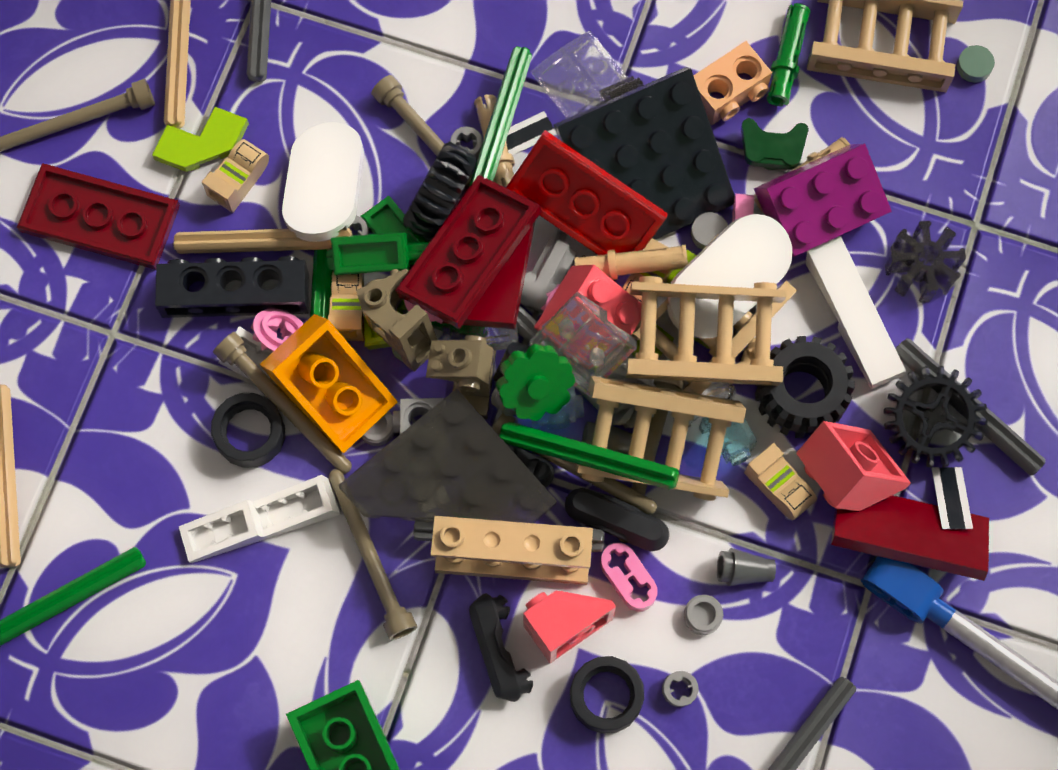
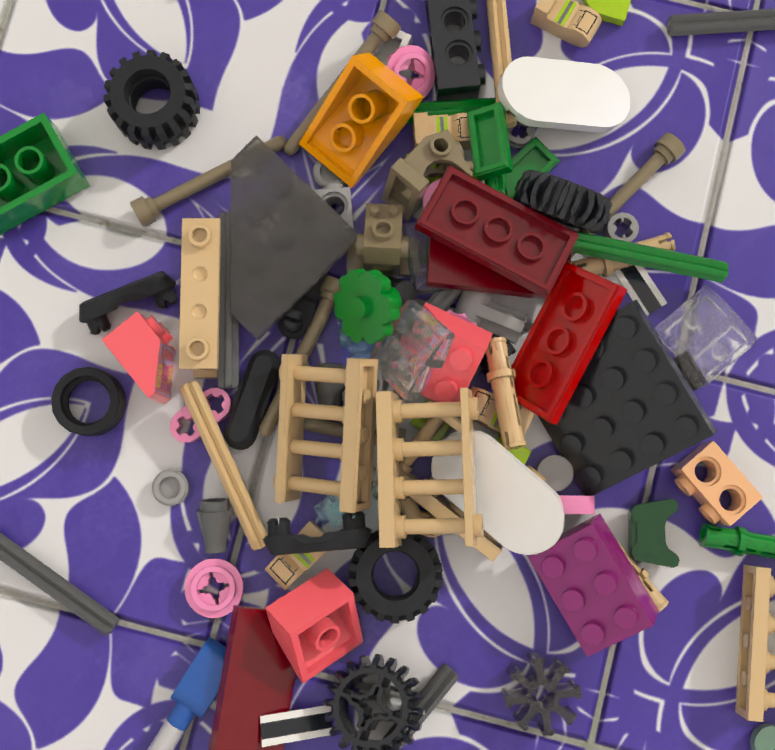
camera: 85 degrees right, 10 degrees up
(235, 405) = (308, 33): black tyre -> none
(260, 519) = (235, 78): white slope -> none
(260, 577) = (140, 76): none -> black tyre
(590, 455) = (297, 365): green axle -> none
(677, 677) = (110, 465): light grey bush -> none
(683, 551) = (224, 464): none -> tan axle
(770, 488) = (352, 536): none -> black piece
(821, 560) = (204, 602): none -> bright pink gear
(855, 312) = (479, 623): white slope -> none

